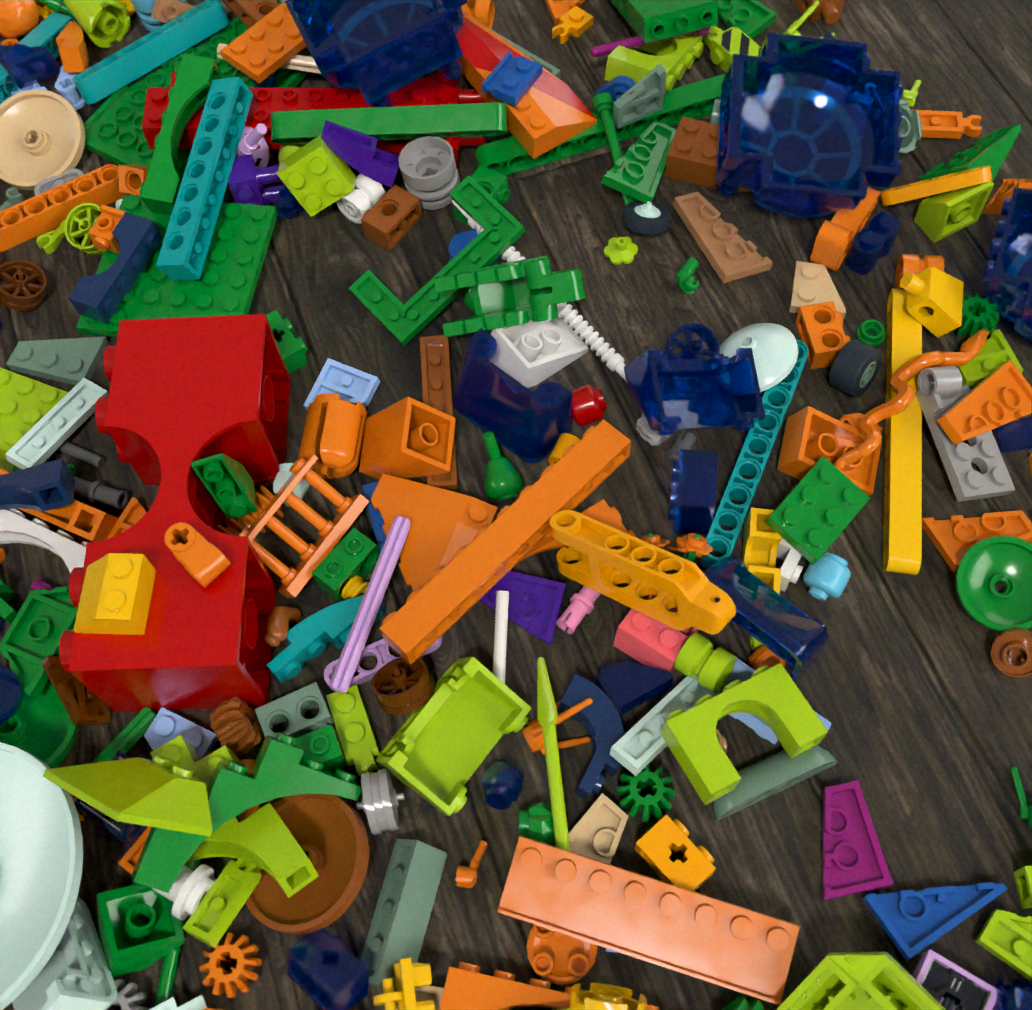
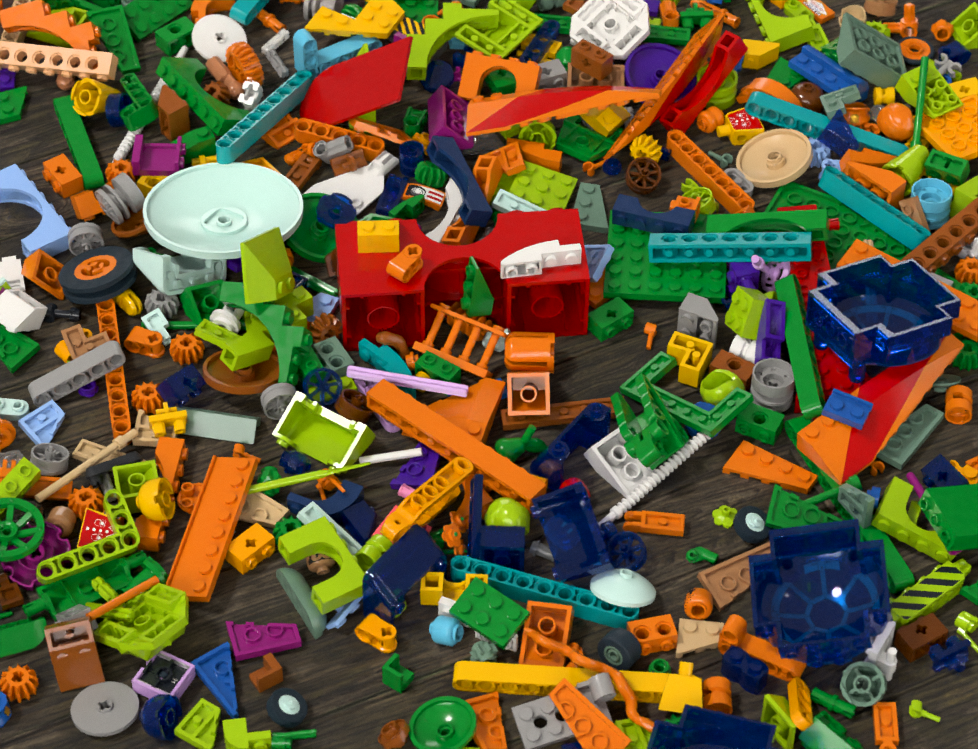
camera: 80 degrees right, 15 degrees down
(114, 32) = (879, 181): none -> orange slope
(223, 366) = (532, 259): none -> white slope
(302, 300) = (650, 329): none -> orange hand
(307, 239) = (698, 318): none -> light grey slope
(314, 601) = (411, 359): none -> orange plate
(344, 380) = (579, 358): light blue wing -> none
(367, 250) = (692, 356): none -> yellow brick
(370, 723) = (322, 386): none -> clear blue wheel
(429, 225) = (719, 385): none -> lime piece
(550, 198) = (760, 464): none -> orange wing
(586, 32) = (942, 474): none -> clear blue brick
(636, 318) = (654, 522): none -> orange hinge
(642, 518) = (475, 516): none -> clear blue tile
(643, 482) = (507, 512): none -> lime piece
(773, 281) = (698, 604): none -> orange head
(831, 672) = (377, 633): none -> light orange piece
(867, 530) = (483, 652): none -> sand green gear
(905, 646) = (396, 675): none -> green panel
(910, 166) = (833, 703): none -> green pin
(918, 837) = (267, 676): none -> dark orange panel
(984, 805) = (286, 707): none -> black wheel

